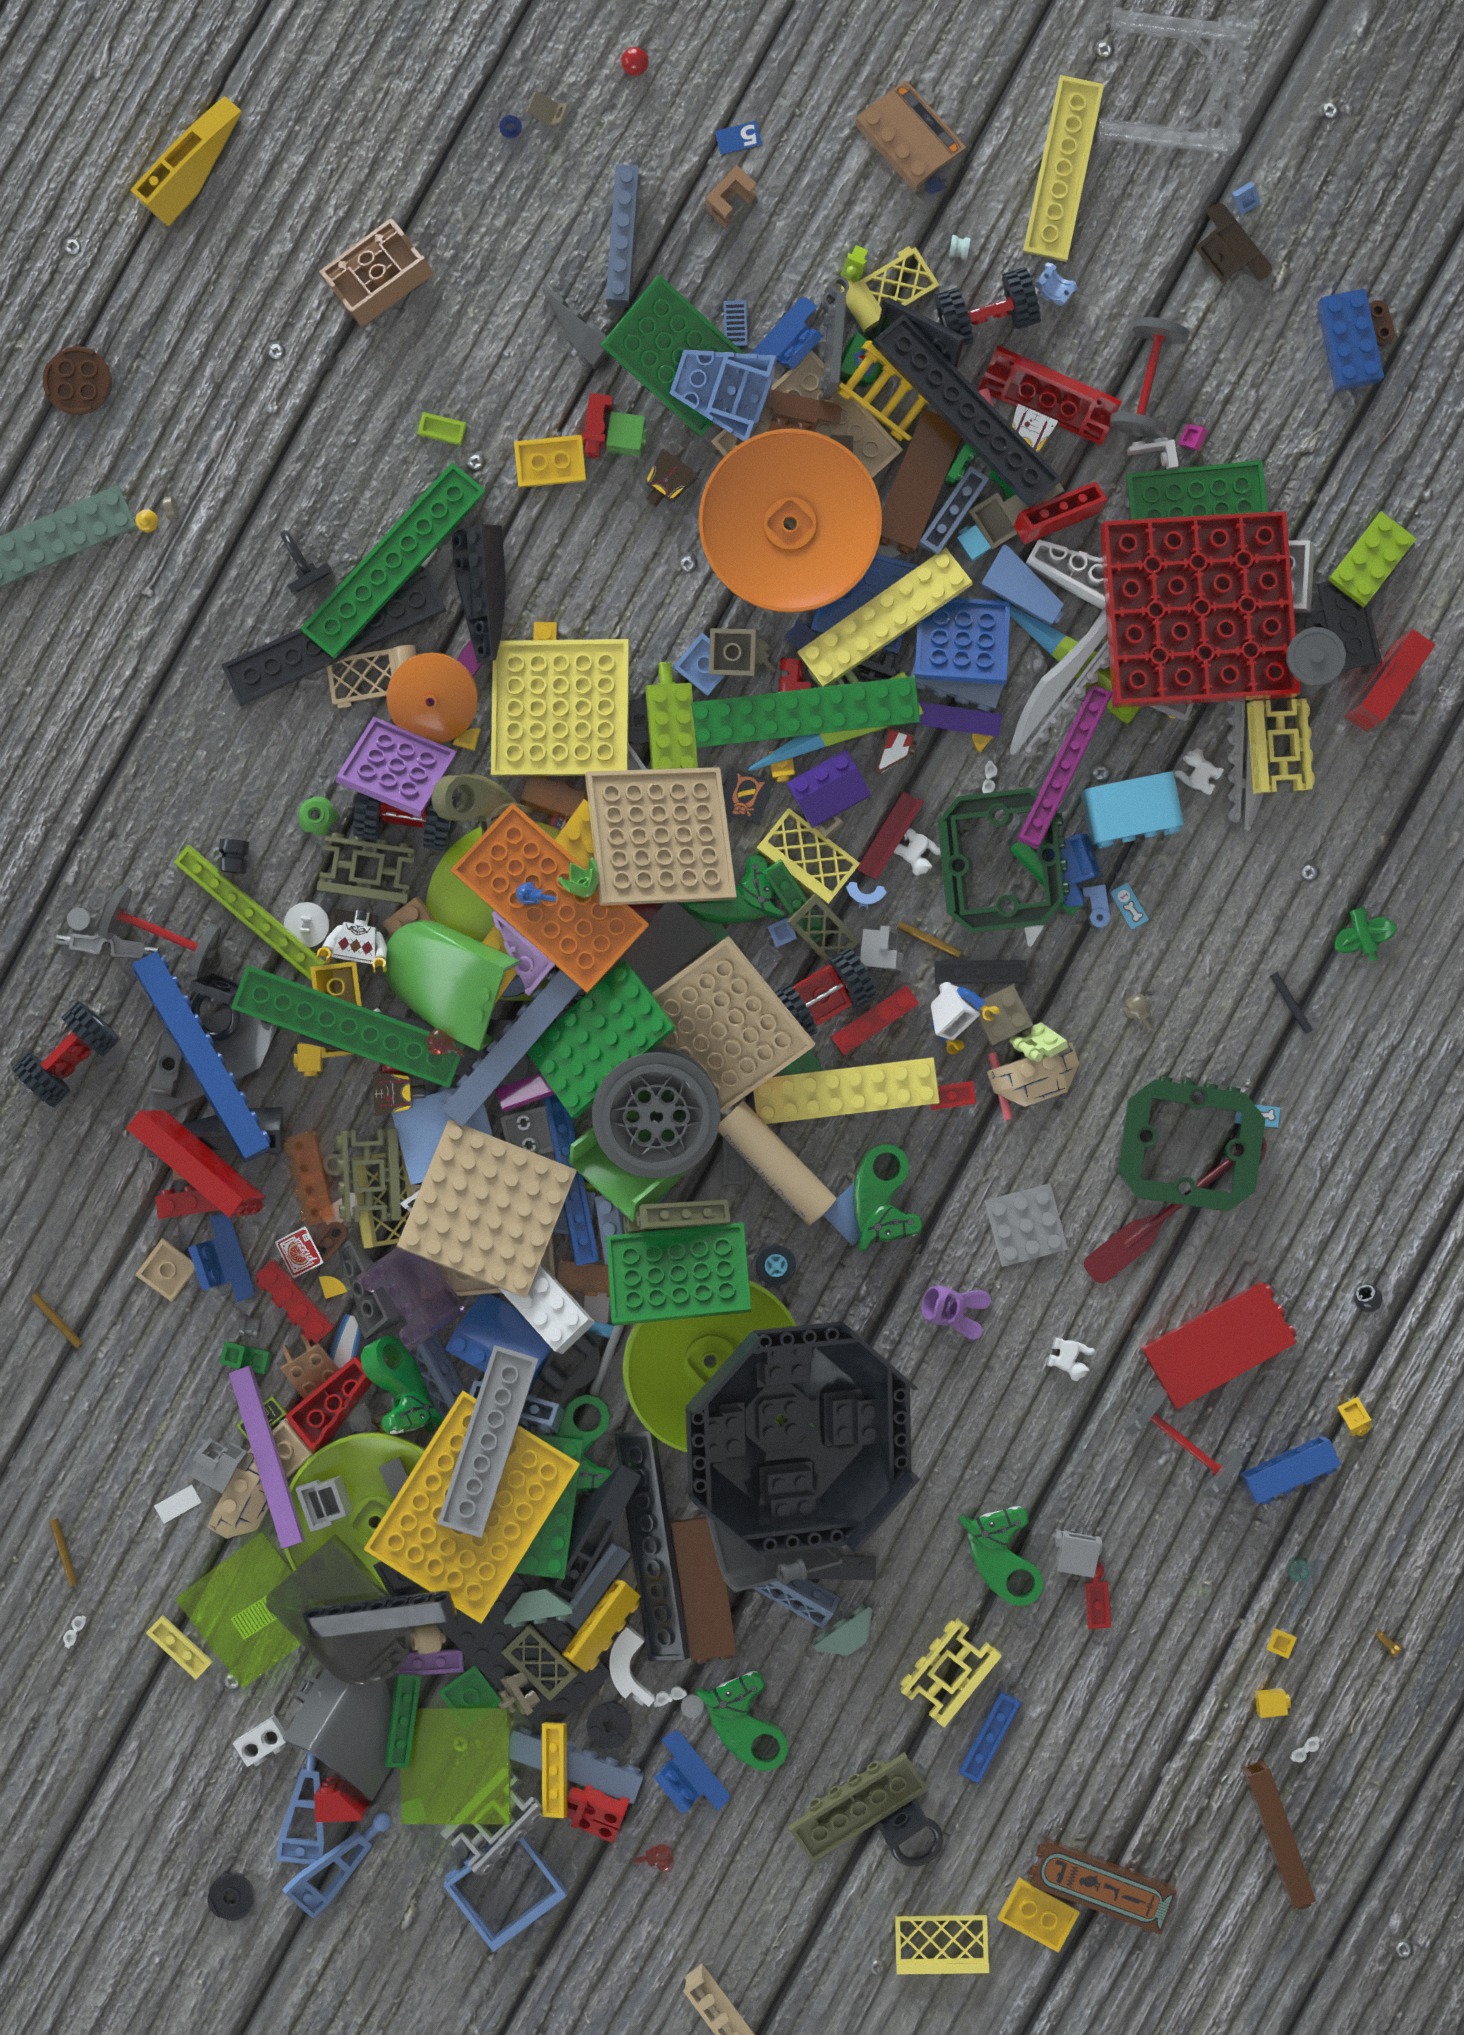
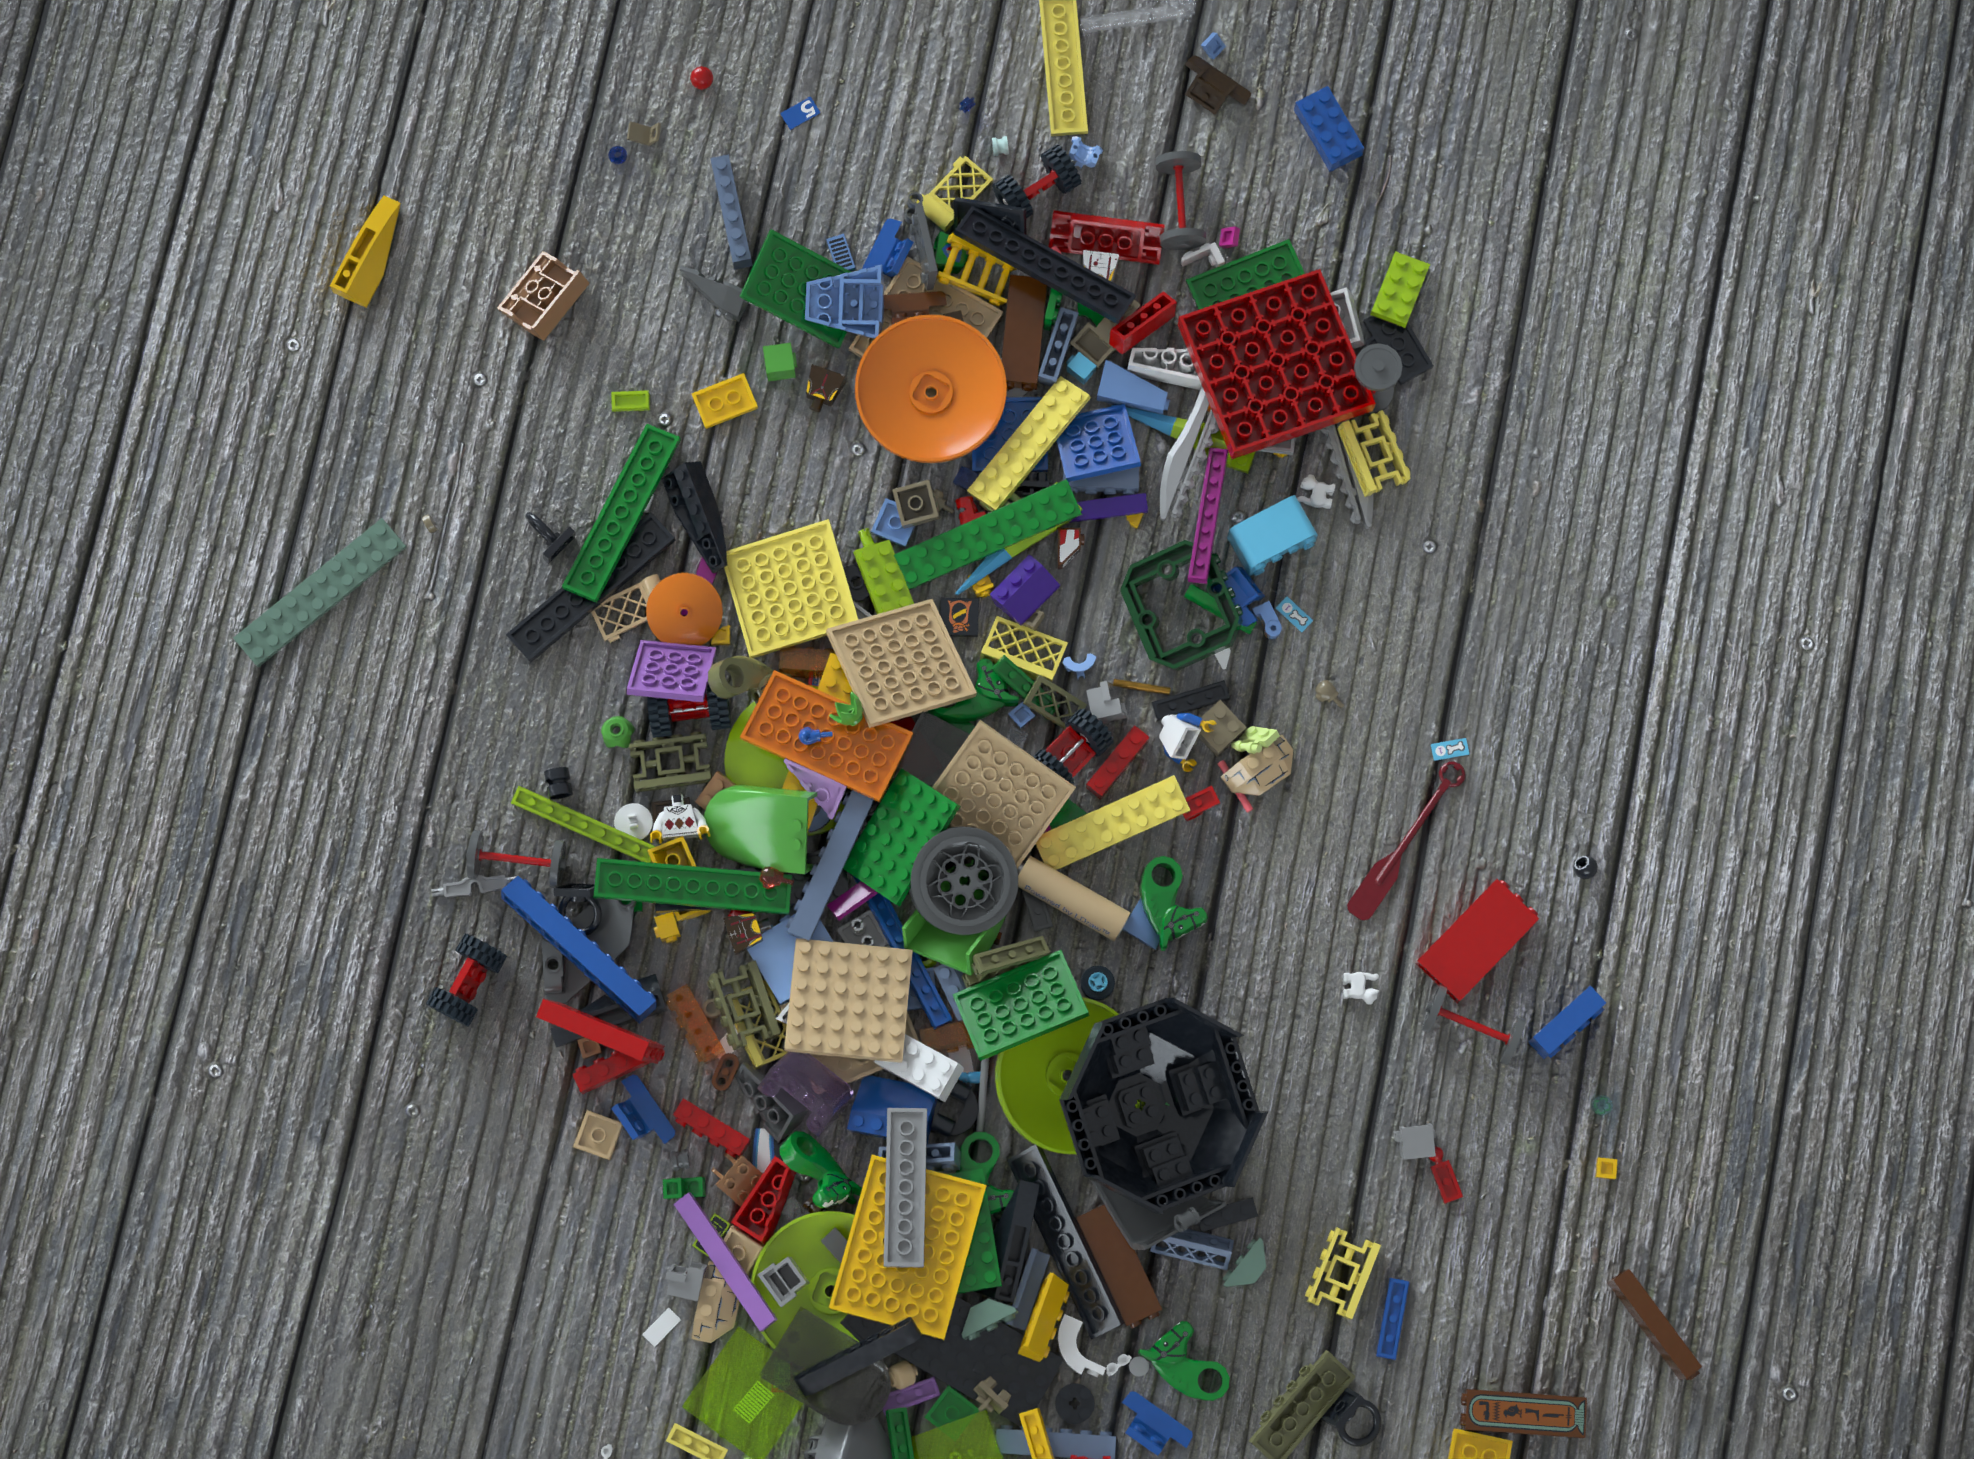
camera: 15 degrees left, 10 degrees down
(56, 1320) = (518, 1204): pearl gold bar -> none
(63, 1551) = (577, 1395): pearl gold bar -> none
(77, 380) = (326, 447): reddish brown tile -> none
(79, 919) = (446, 871): light grey tile -> none
(146, 521) = (413, 539): yellow plate -> none
(299, 1252) = (703, 1087): sticker -> none
(332, 1286) = (738, 1108): yellow tile -> none
(439, 1372) = (847, 1150): sand blue fence -> none
(536, 1681) = (986, 1372): olive window -> none
(545, 631) = (759, 533): yellow plate -> none
(595, 433) = (754, 367): red hips -> none
(735, 182) = (799, 164): medium nougat panel -> none
(855, 264) = (922, 181): lime piece -> none
(890, 836) = (1085, 614): dark red fence -> none
(909, 135) = (934, 73): medium nougat piece -> none
(912, 853) = (1108, 619): white animal -> none
(947, 1308) = (1247, 974): medium lavender piece -> none
(988, 1545) = (1342, 1160): green animal -> none
(990, 772) = (1150, 541): white piece -> none
(1025, 1225) = (1290, 891): light grey plate -> none
(1249, 1138) = (1411, 744): dark green panel -> none
(1272, 1702) = (1614, 1219): yellow brick -> none
(1290, 1001) = (1448, 652): black bar -> none
(1311, 1745) = (1658, 1246): white piece -> none
(1355, 1417) = (1607, 966): yellow bracket -> none
(1364, 934) = (1489, 580): green plant -> none
(1382, 322) = (1350, 108): reddish brown plate -> none
(1389, 680) = (1443, 375): red tile -> none
(1395, 1650) = (1701, 1146): pearl gold piece -> none

